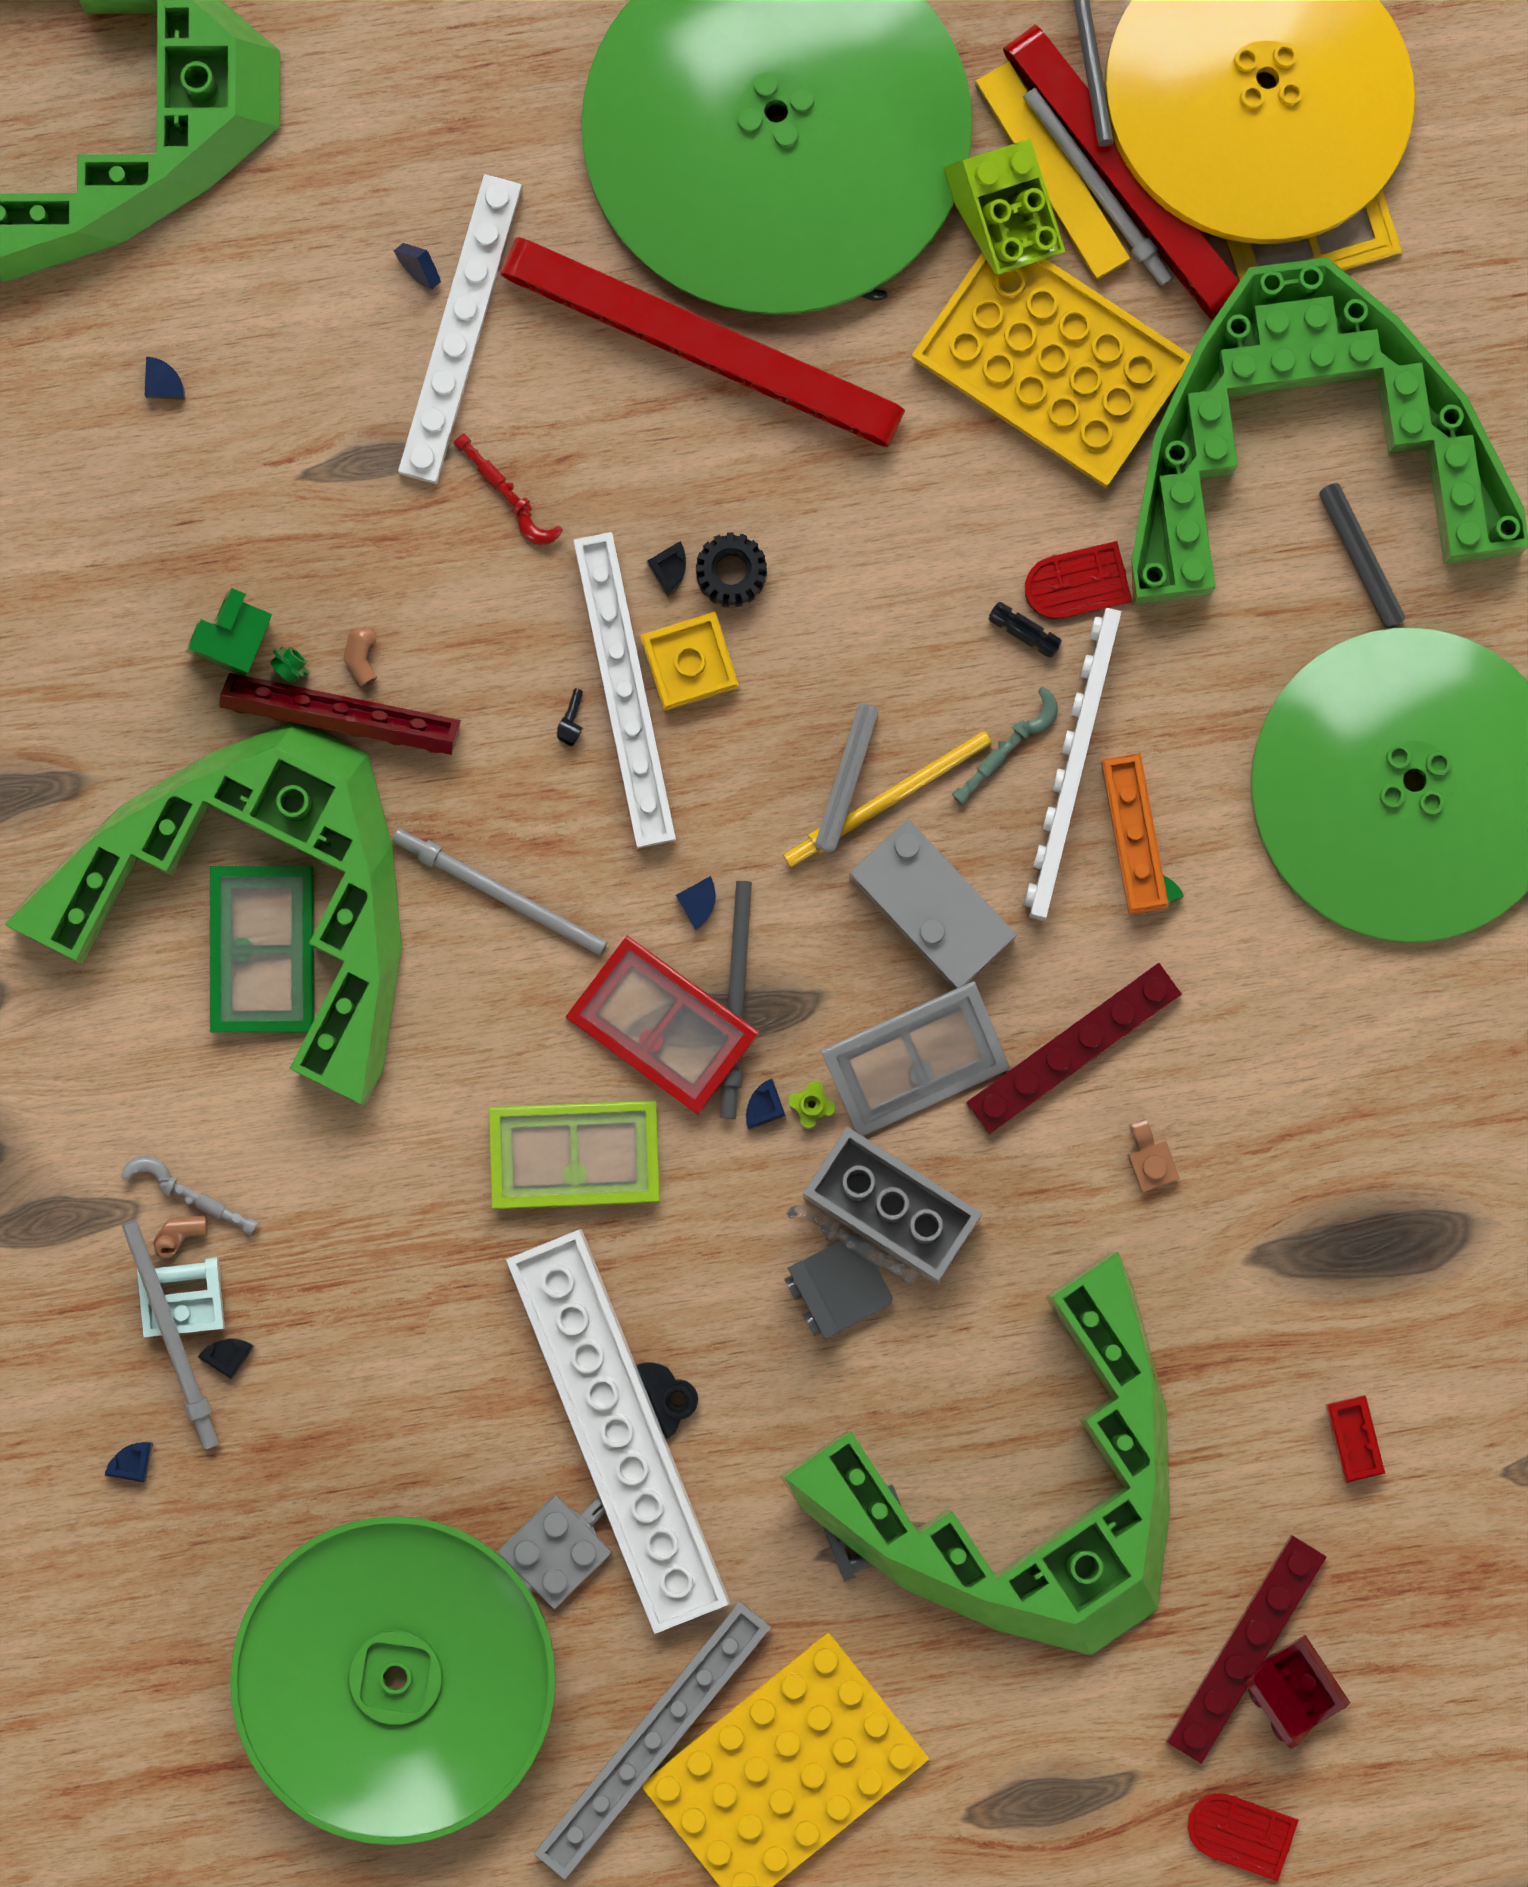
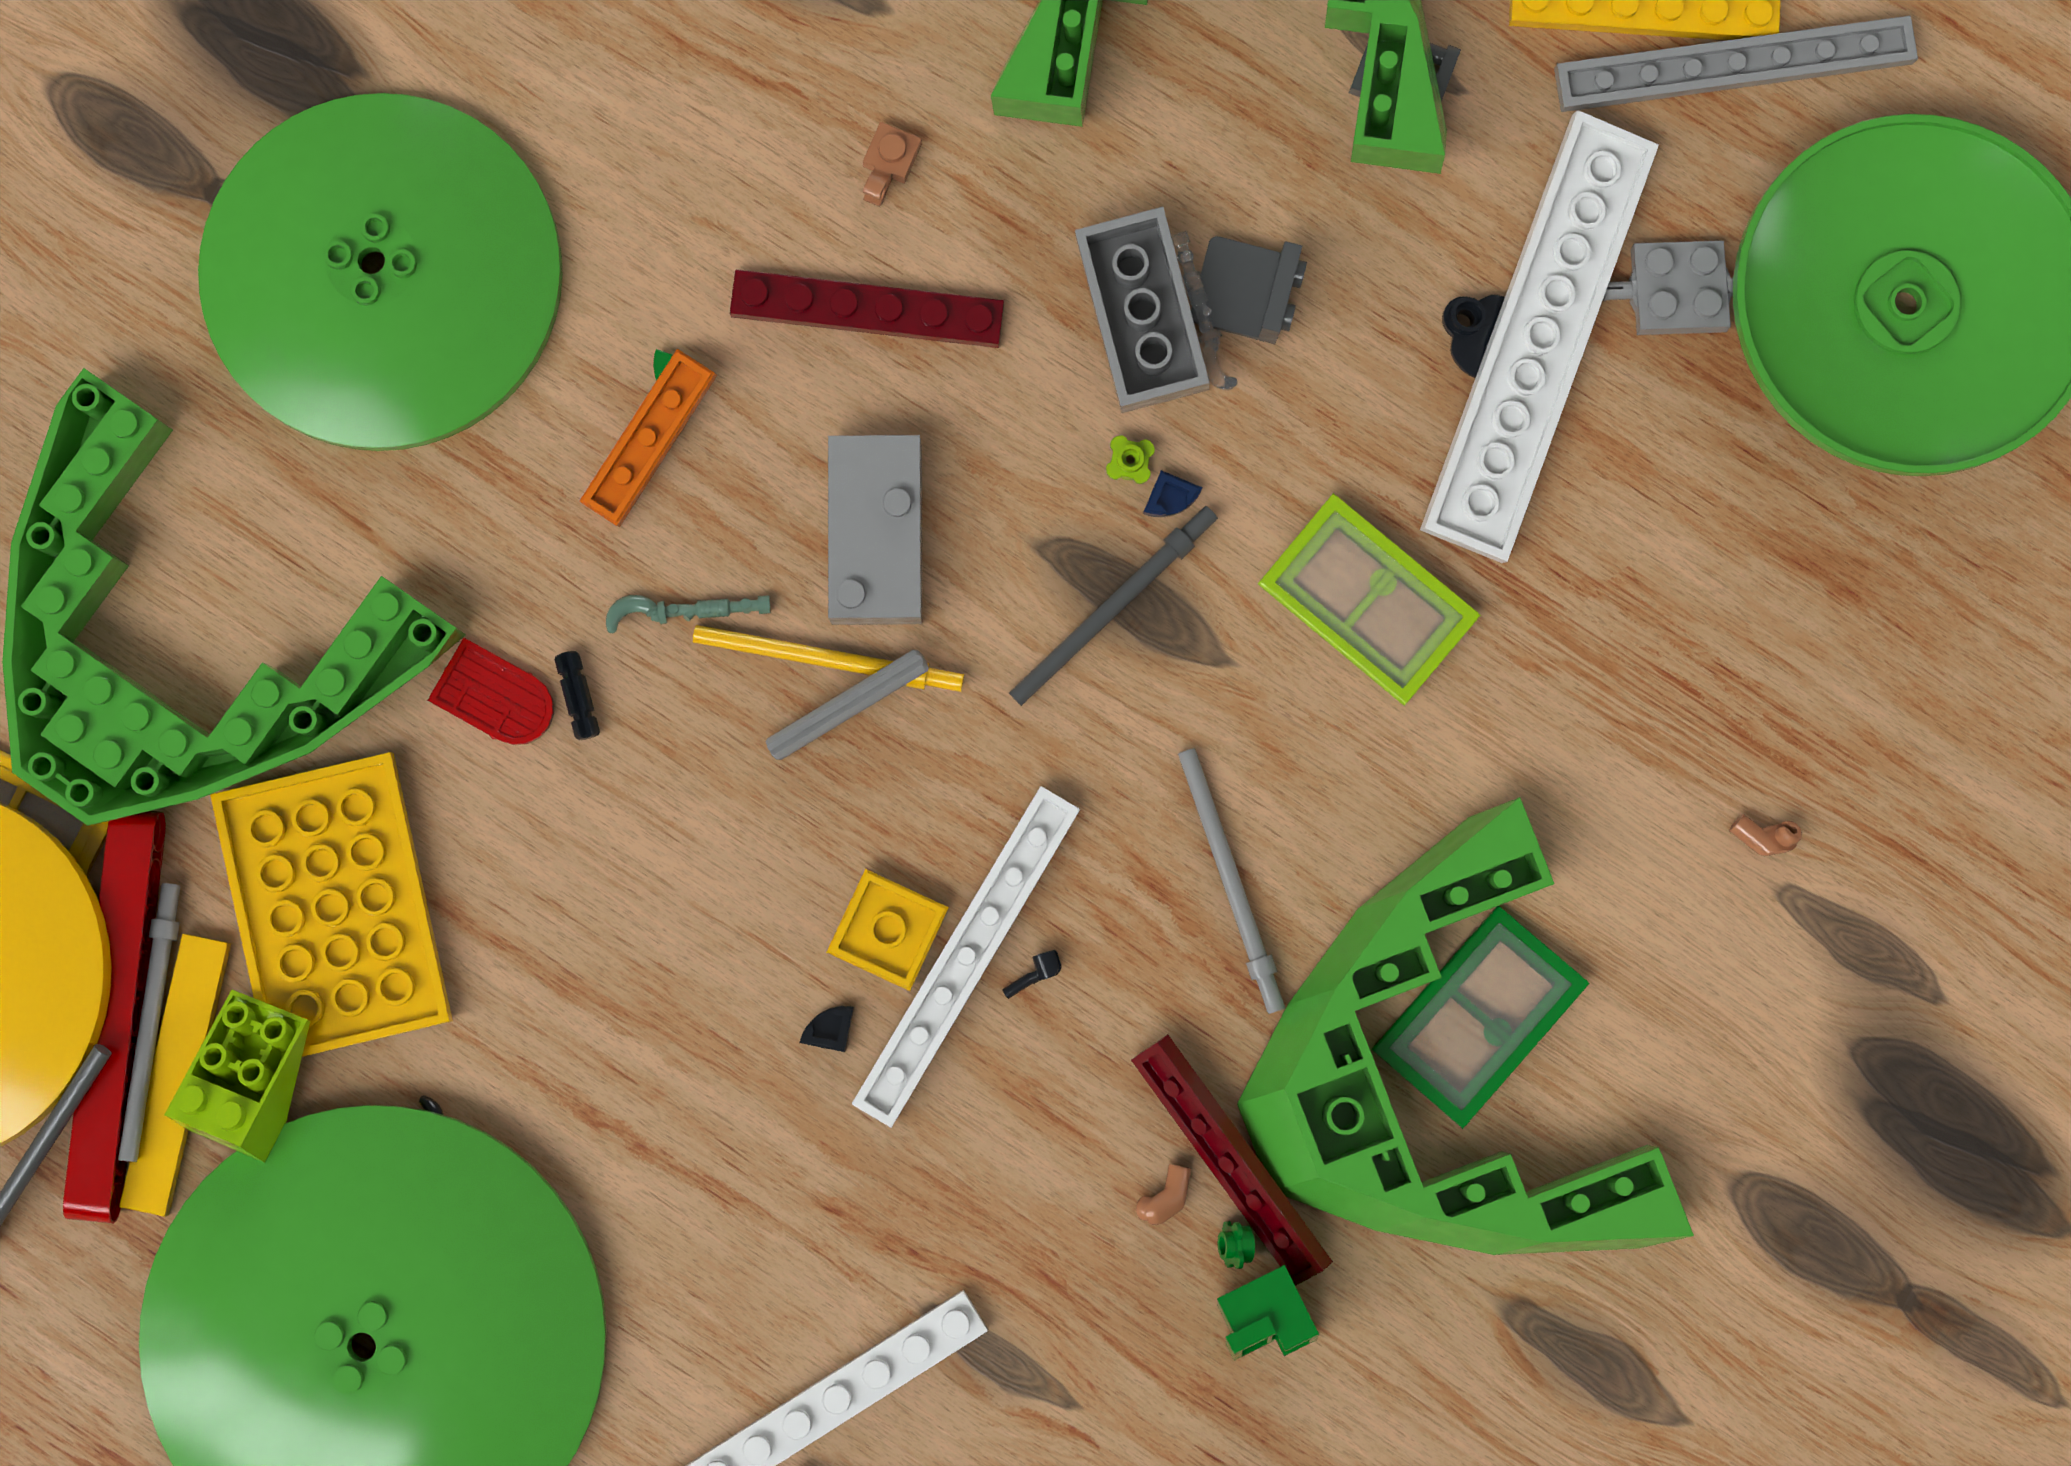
camera: 140 degrees left, 0 degrees up
(131, 1462) = (1973, 680): dark blue tile -> none
(169, 1185) = (1738, 885): light grey piece -> none
(190, 1310) = (1820, 766): light aqua plate -> none
(196, 1406) = (1877, 677): light grey bar -> none
(226, 1355) = (1814, 697): black tile -> none
(521, 506) = (908, 1199): red piece -> none
(662, 1025) = (1195, 639): clear door -> none
(698, 902) = (1069, 716): dark blue tile -> none
(702, 342) = (619, 1204): red beam -> none
(727, 546) = (751, 969): black tyre -> none
(915, 1059) = (1009, 414): clear door -> none
(1067, 780) = (628, 553): white plate -> none
(1362, 555) = (233, 497): dark grey axle -> none

